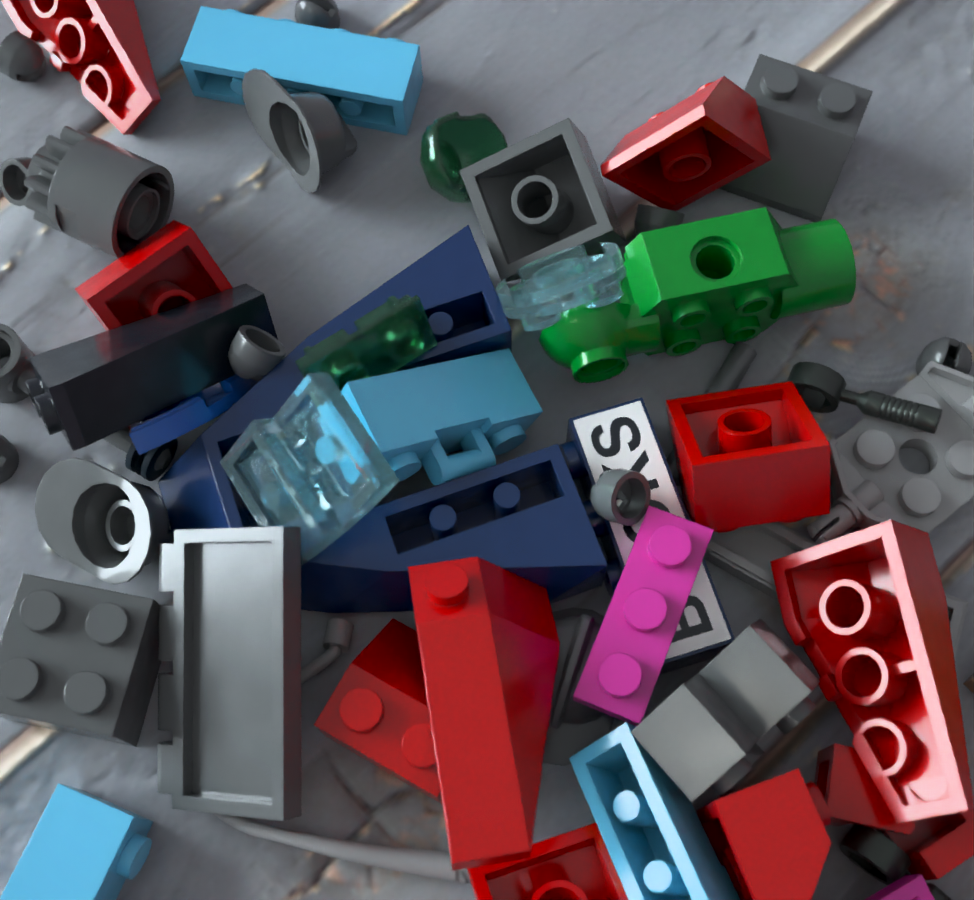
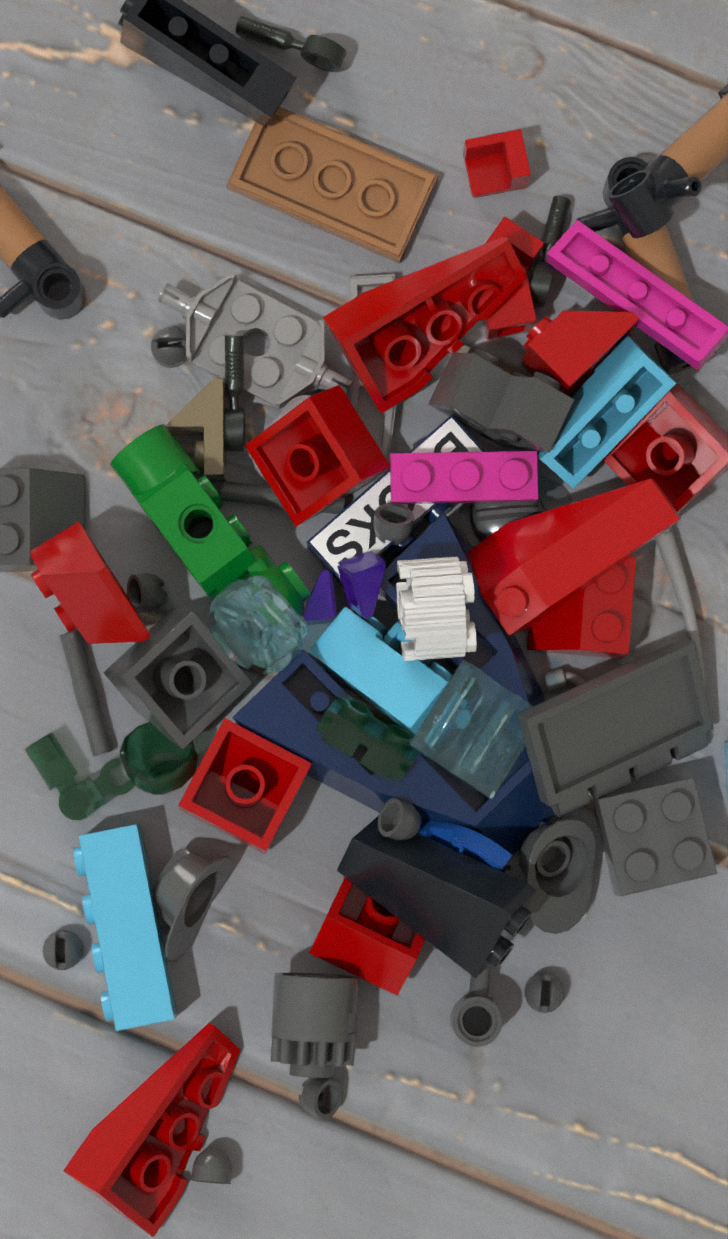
camera: 120 degrees left, 15 degrees up
(381, 214) = (244, 786): none -> red slope
(464, 76) = (78, 799): none -> clear green bar
(483, 474) = (434, 608): none -> white brick
(561, 393) = (321, 605): none -> dark purple slope
(563, 423) = (362, 581): none -> dark purple slope
(595, 131) = (85, 693): none -> dark grey piece
(847, 351) = (205, 417): none -> dark tan slope

